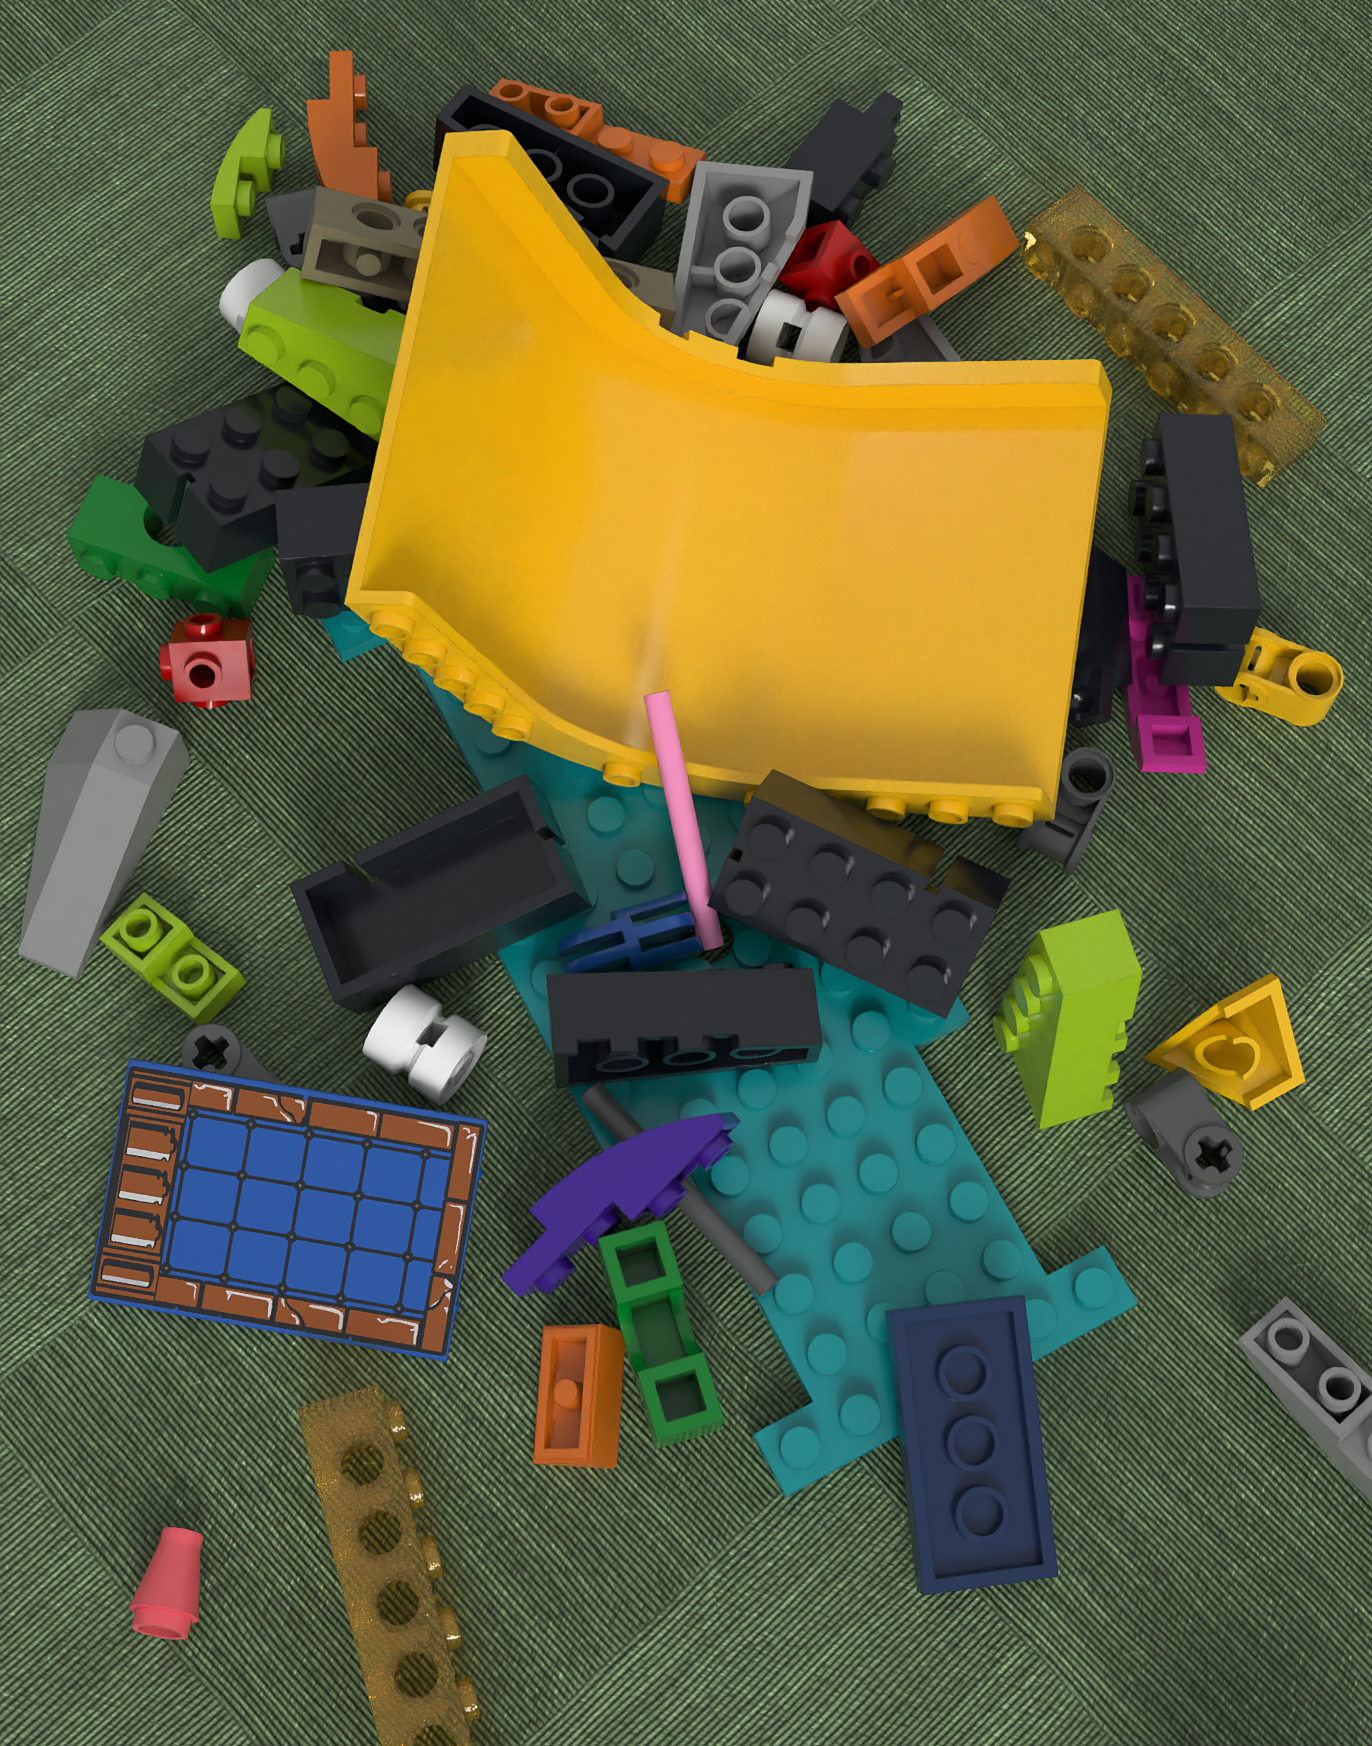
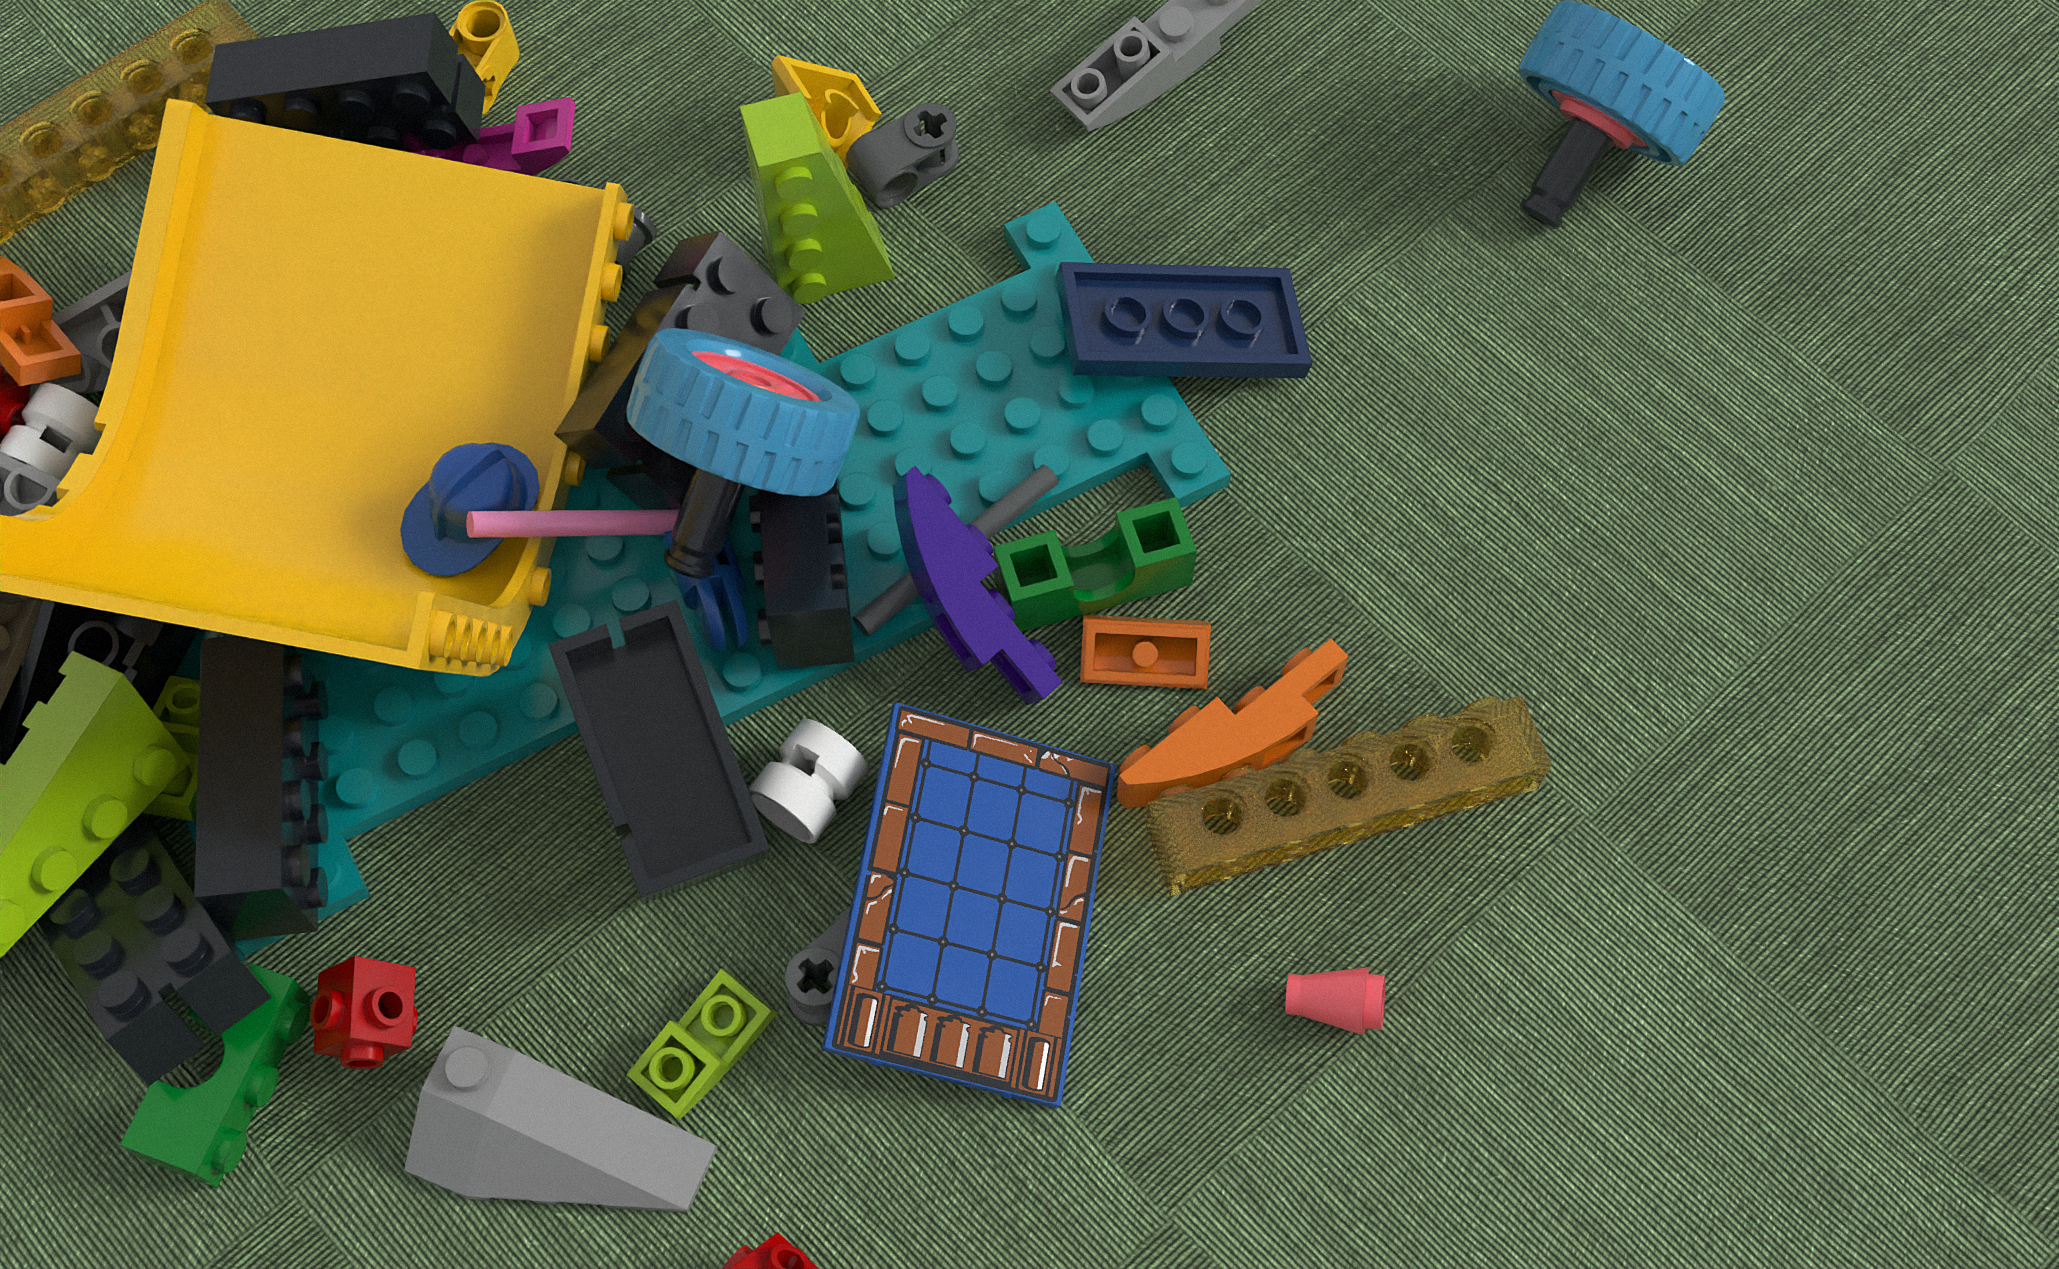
camera: 85 degrees left, 5 degrees down
(452, 1464) = (1216, 740): none -> orange slope
(715, 701) = (465, 481): none -> blue piece
(747, 932) = (739, 423): none -> dark azure wheel

